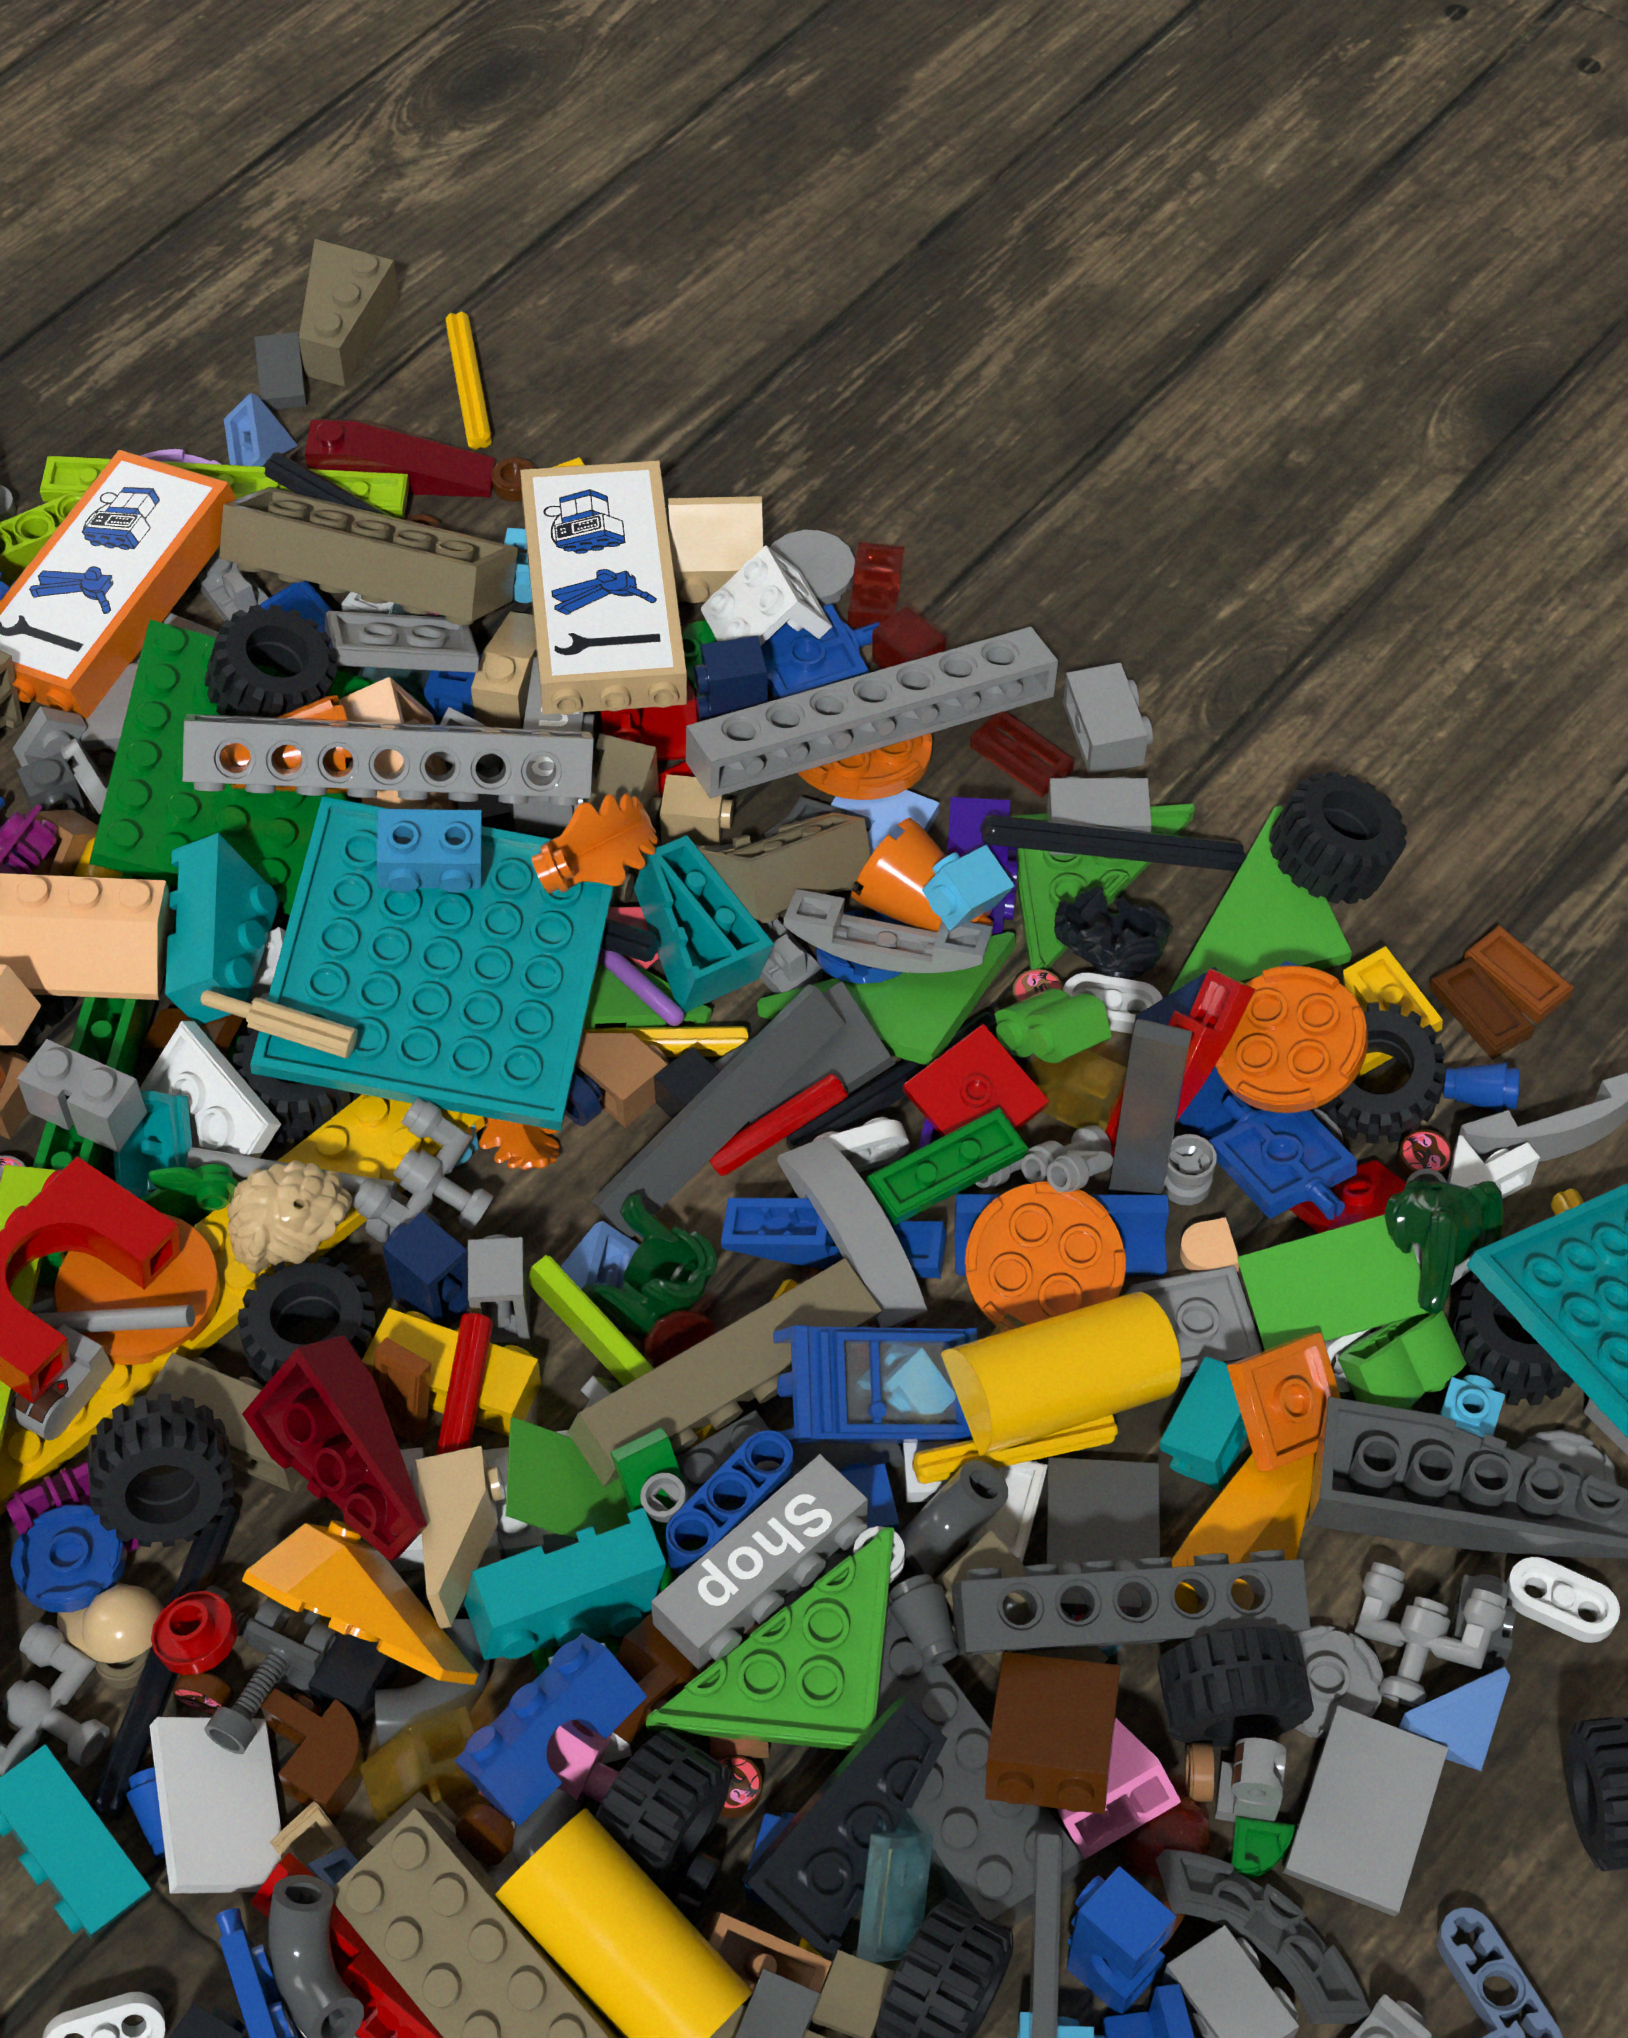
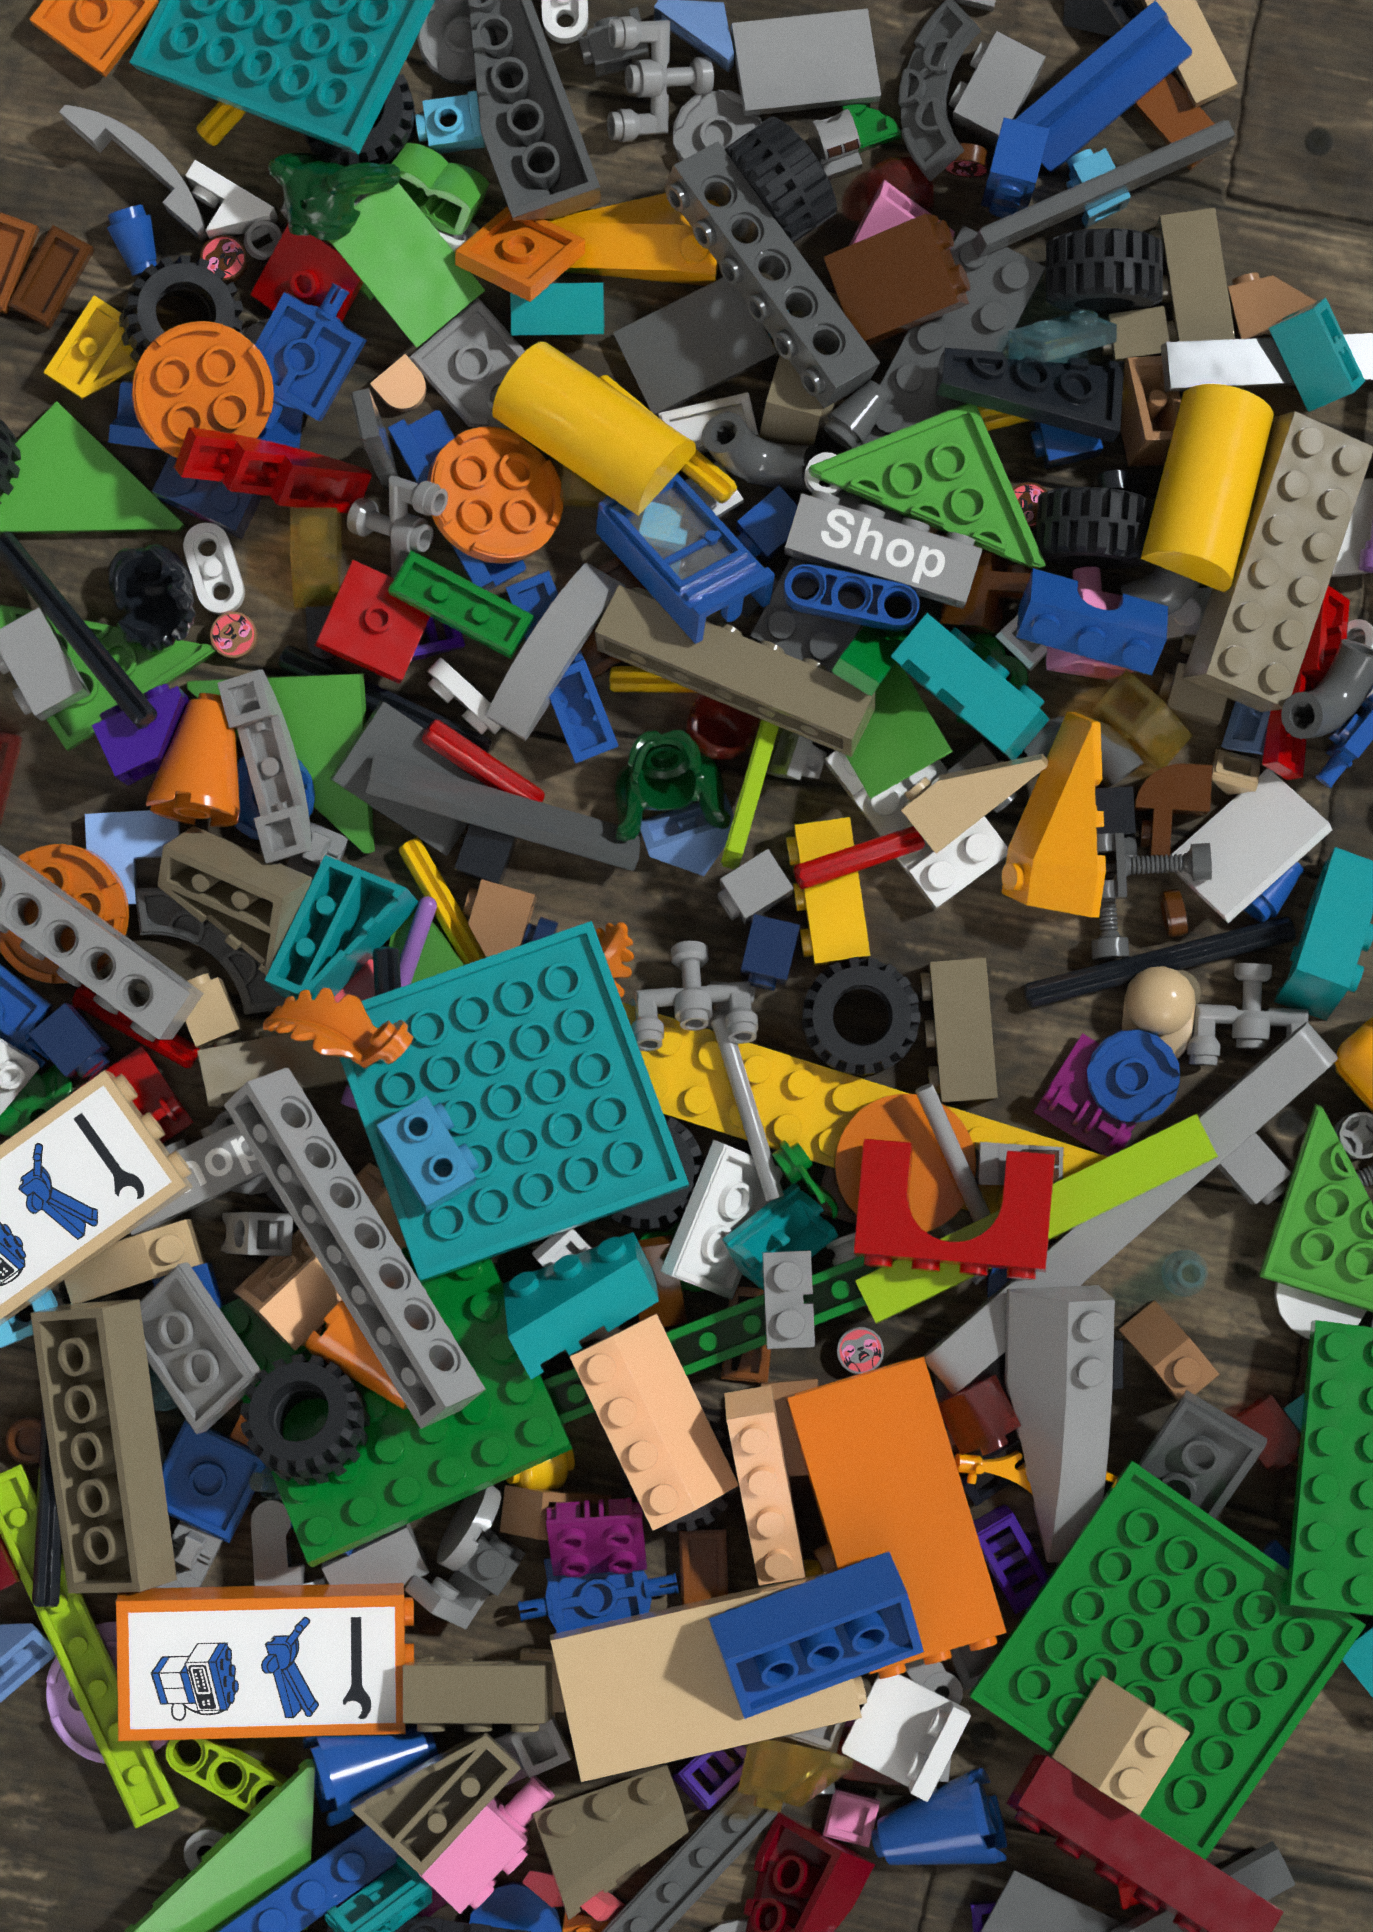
camera: 115 degrees left, 30 degrees up
(161, 1505) = (1046, 1036): black tyre -> none
(194, 1633) = (1145, 936): red plate -> none
(268, 1226) = (793, 1084): tan hair -> none
(288, 1023) = (643, 1172): tan axle -> none
(334, 1431) = (945, 925): dark red wedge -> none
(403, 1387) = (877, 910): dark orange tile -> none
(486, 1834) = (1176, 642): reddish brown tile -> none
(672, 1487) = (886, 645): light grey hinge -> none
(966, 886) = (205, 712): medium azure brick -> none
(1053, 1025) = (281, 591): bright green brick -> none
(1190, 1170) = (341, 423): light grey wheel -> none
(1199, 1771) = (847, 184): medium nougat tile -> none

